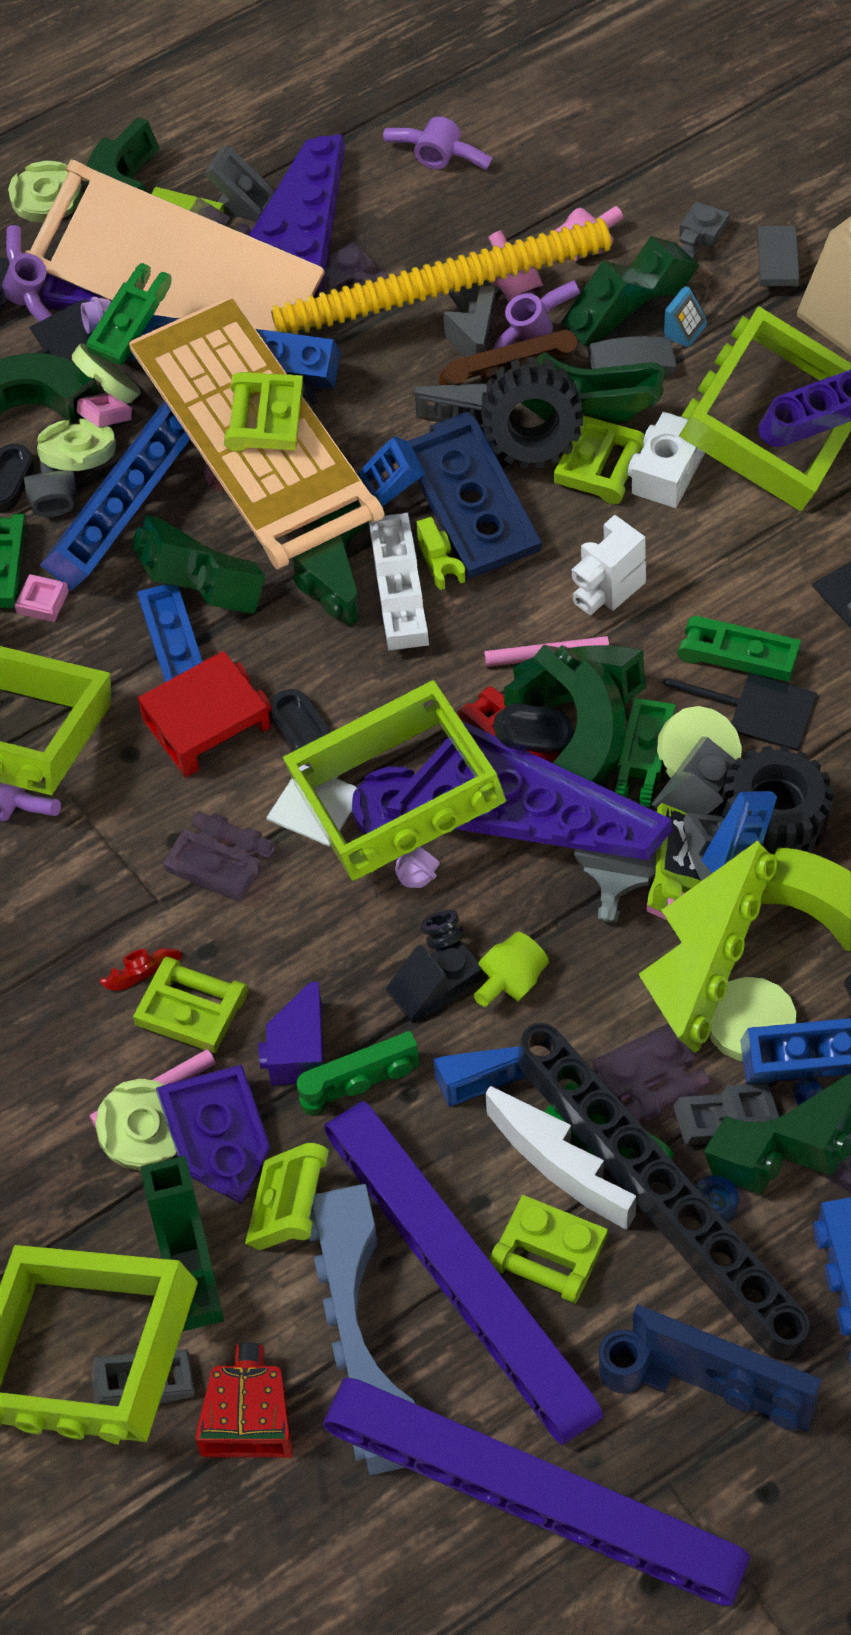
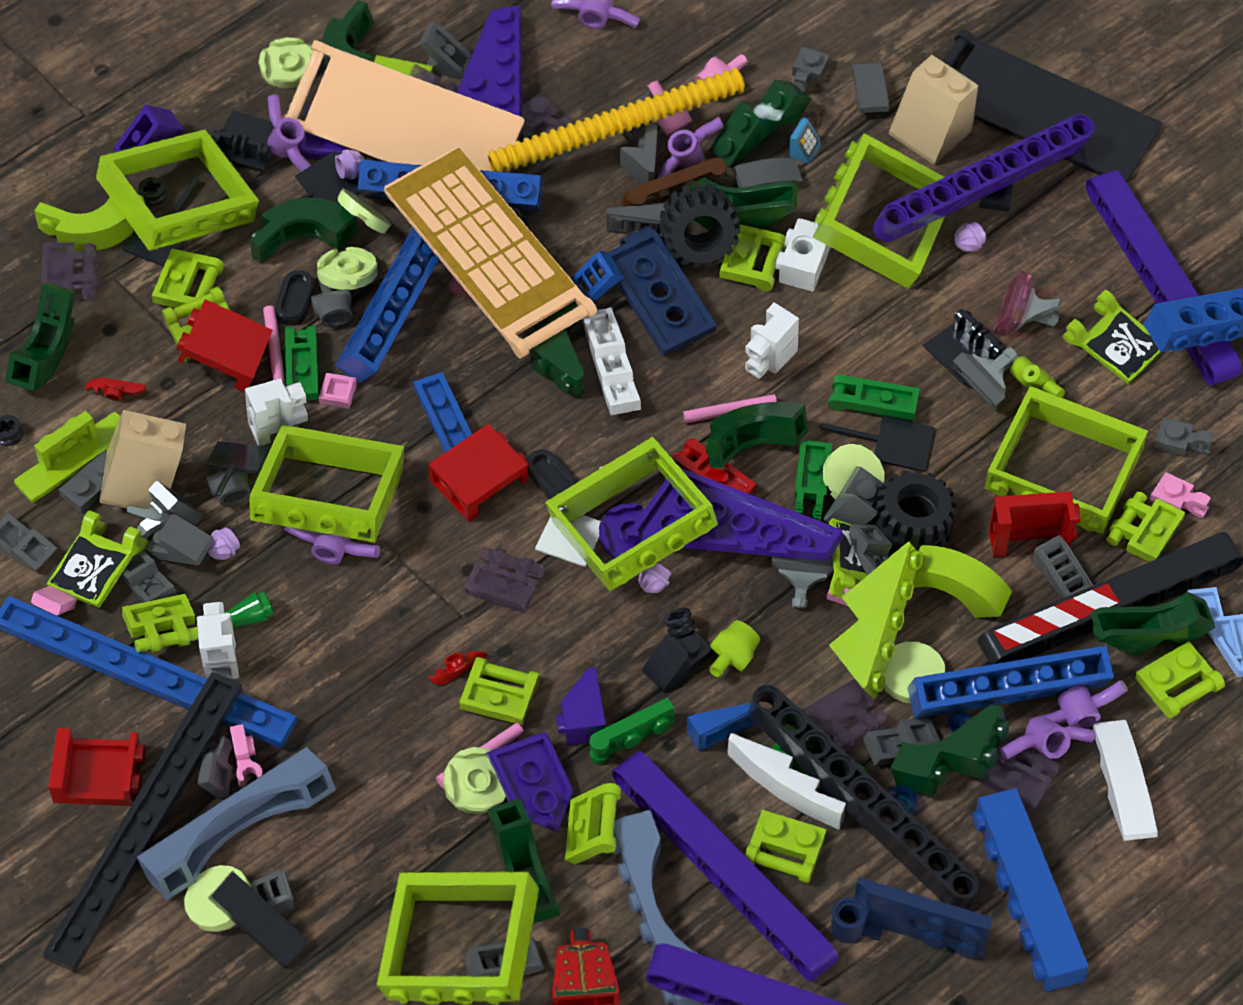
camera: 10 degrees left, 0 degrees up
(104, 409) = (364, 239): bright pink tile -> none
(128, 315) = (379, 166): green hinge -> none
(184, 562) = (448, 357): dark green arch -> none
(276, 415) = (507, 236): lime plate -> none
(434, 548) = (635, 334): lime plate -> none
(533, 728) = (731, 468): black tile -> none
(600, 714) = (779, 453): dark green arch -> none
(740, 829) = (893, 534): blue slope -> none

